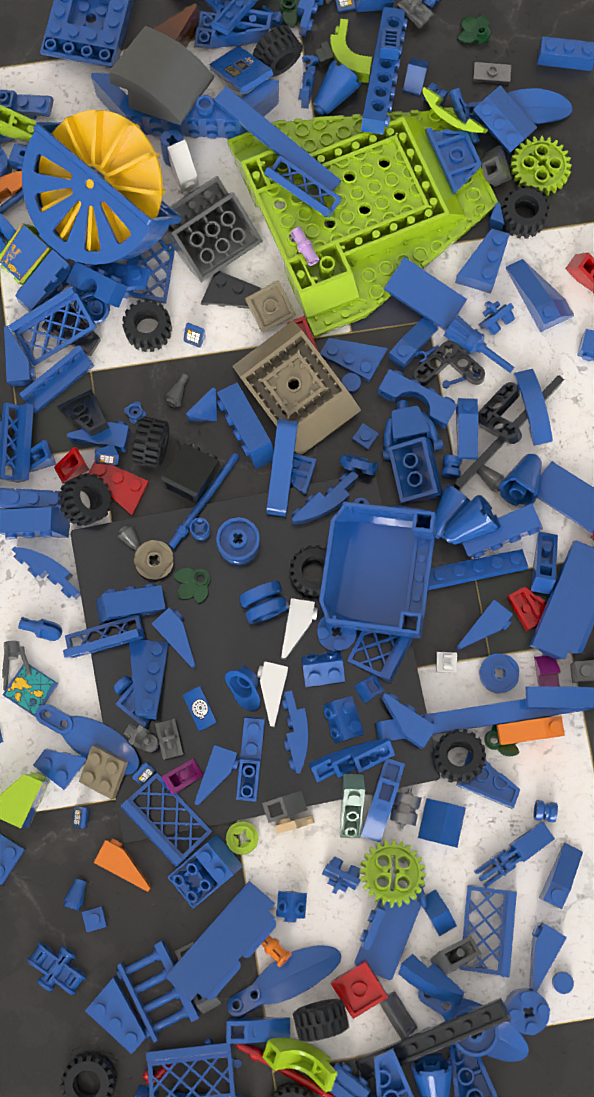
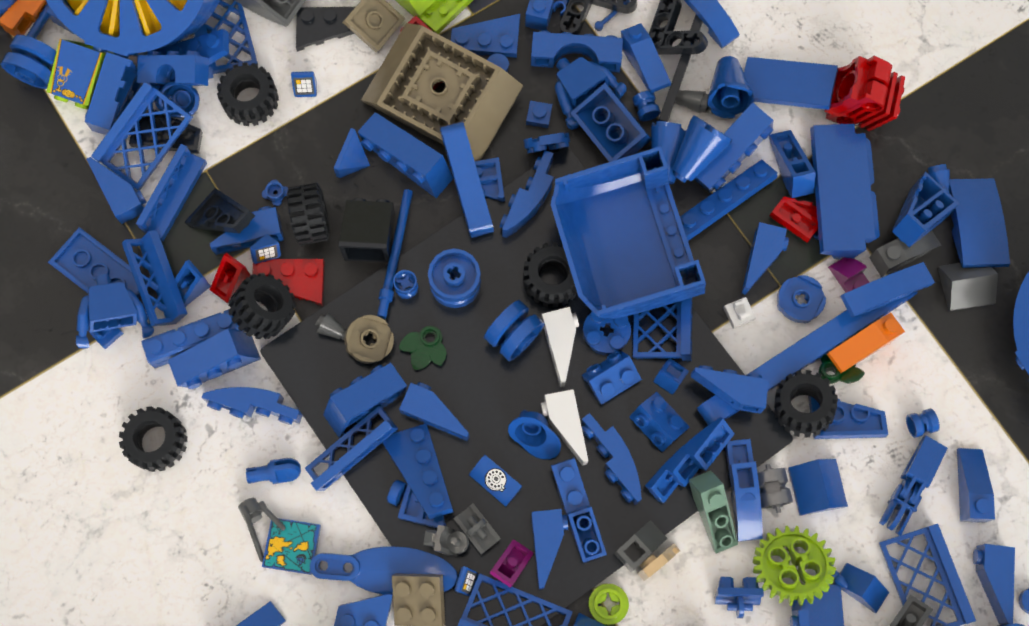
camera: 25 degrees left, 5 degrees down
(174, 395) = (311, 156): dark grey cone -> none

